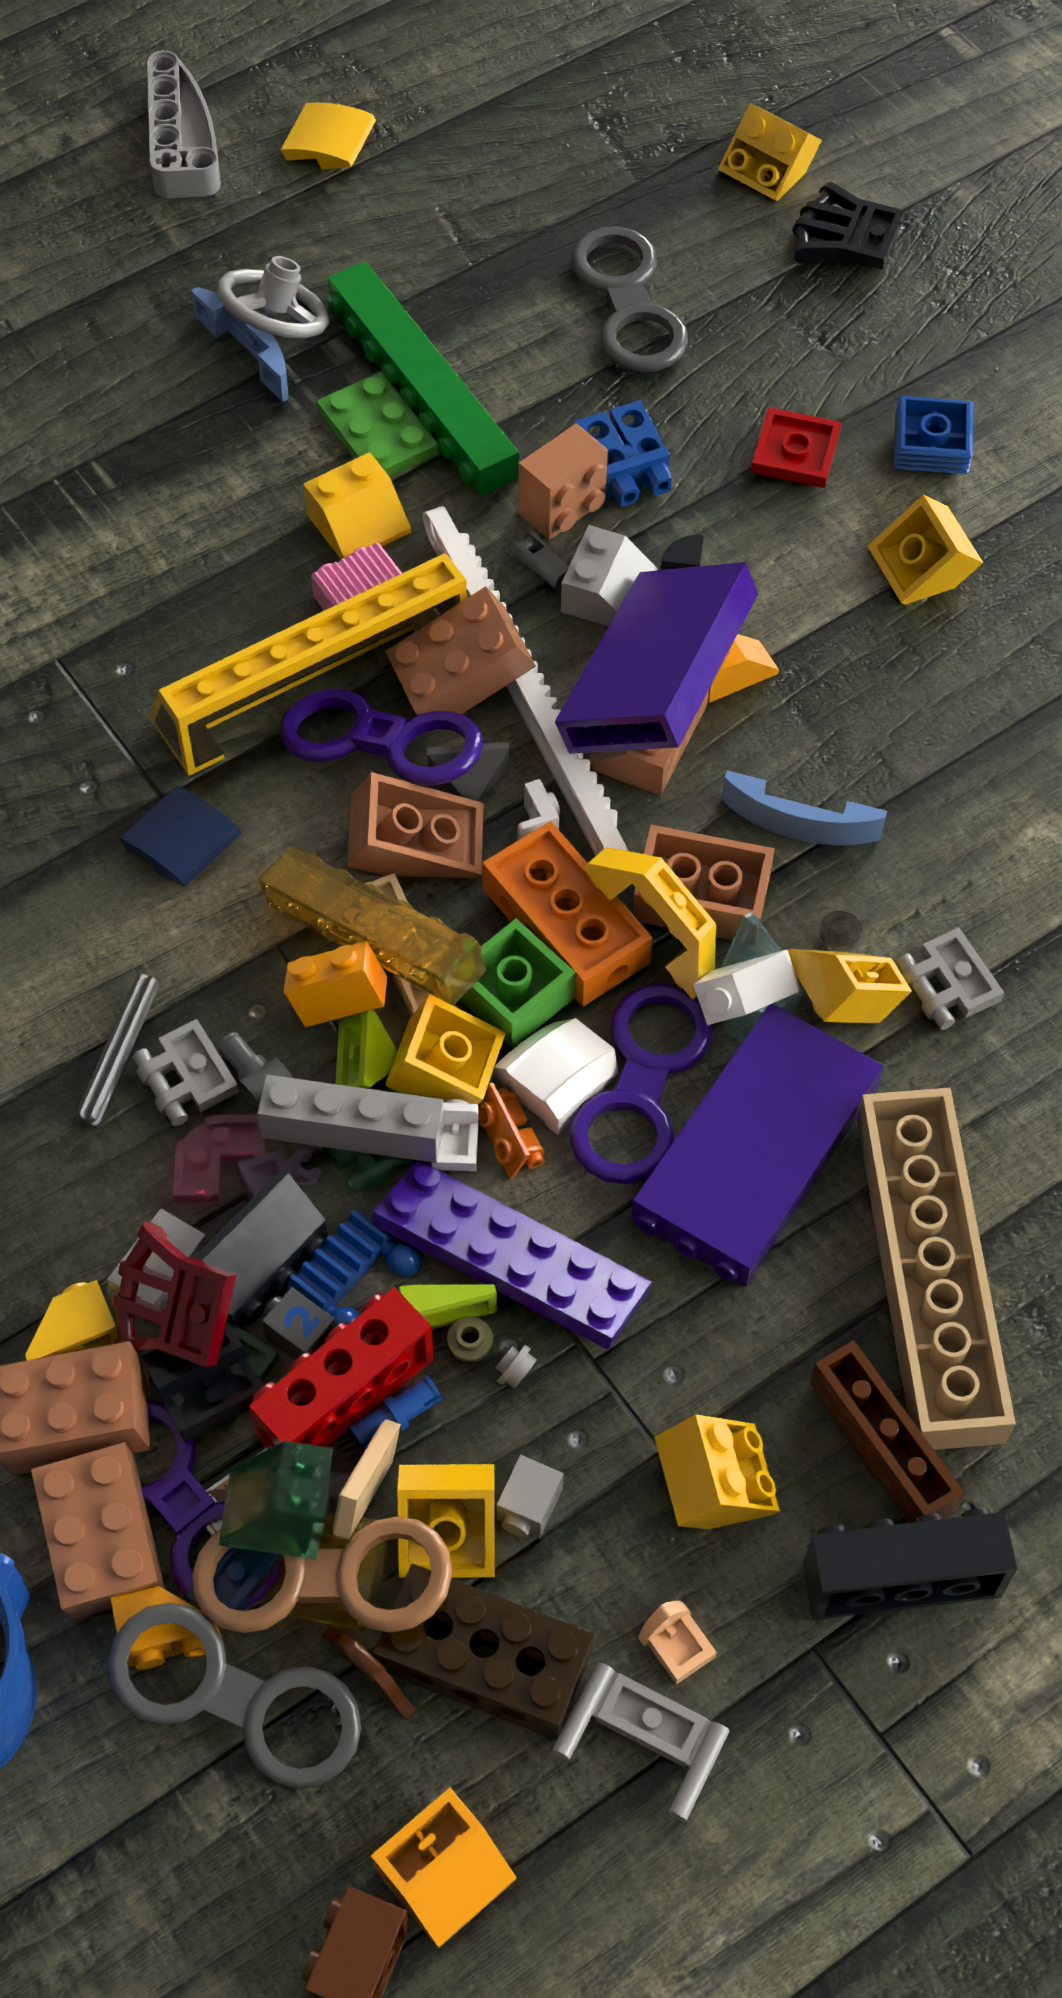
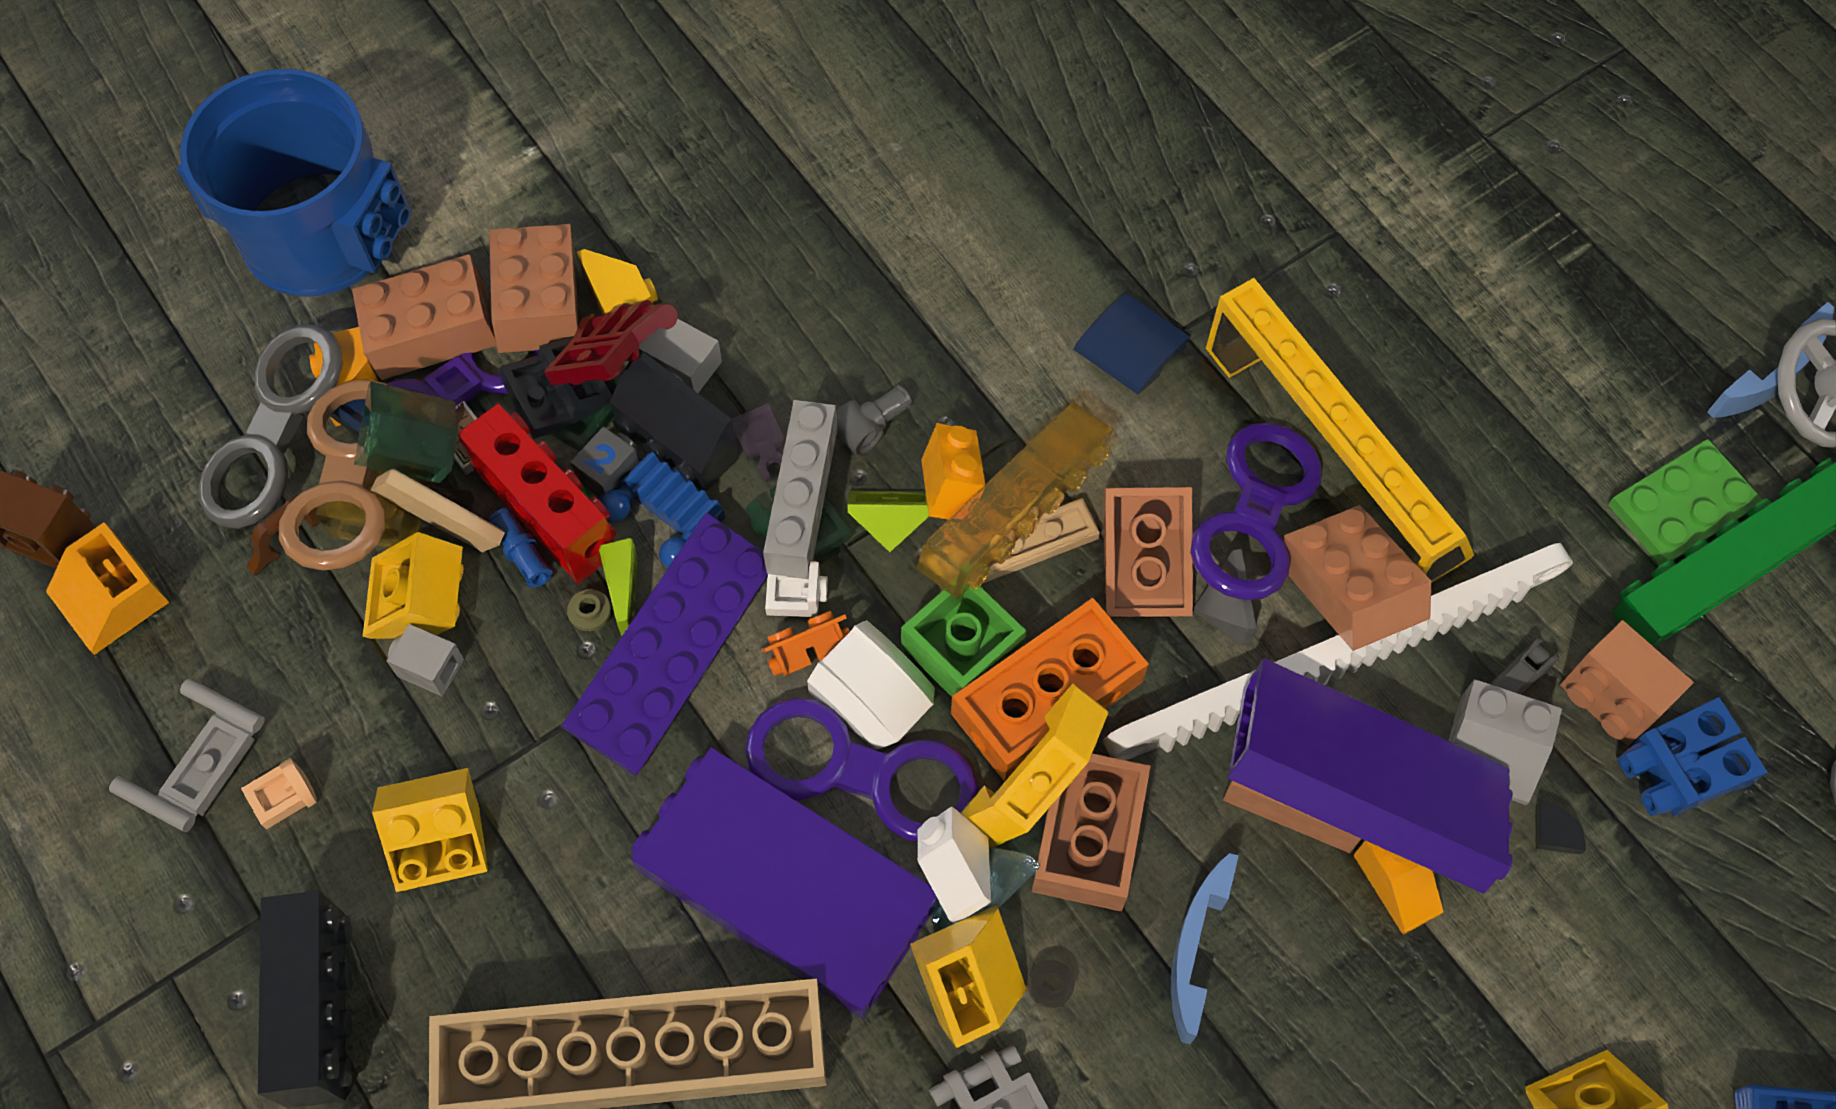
camera: 90 degrees right, 5 degrees up
(117, 1050) = (898, 308): dark grey axle -> none
(197, 1065) = (875, 371): light grey plate -> none
(204, 1148) = (778, 379): clear pink plate -> none
(352, 575) = (1460, 483): bright pink brick -> none
(355, 506) = (1560, 480): yellow slope -> none
(445, 1054) = (876, 577): yellow slope -> none
(491, 1682) = (280, 629): dark brown brick -> none
(515, 1366) = (556, 647): light grey plate -> none
(540, 807) = (1182, 670): white bracket -> none
(796, 447) = (1743, 966): red plate -> none
(885, 1435) = (442, 986): reddish brown brick -> none

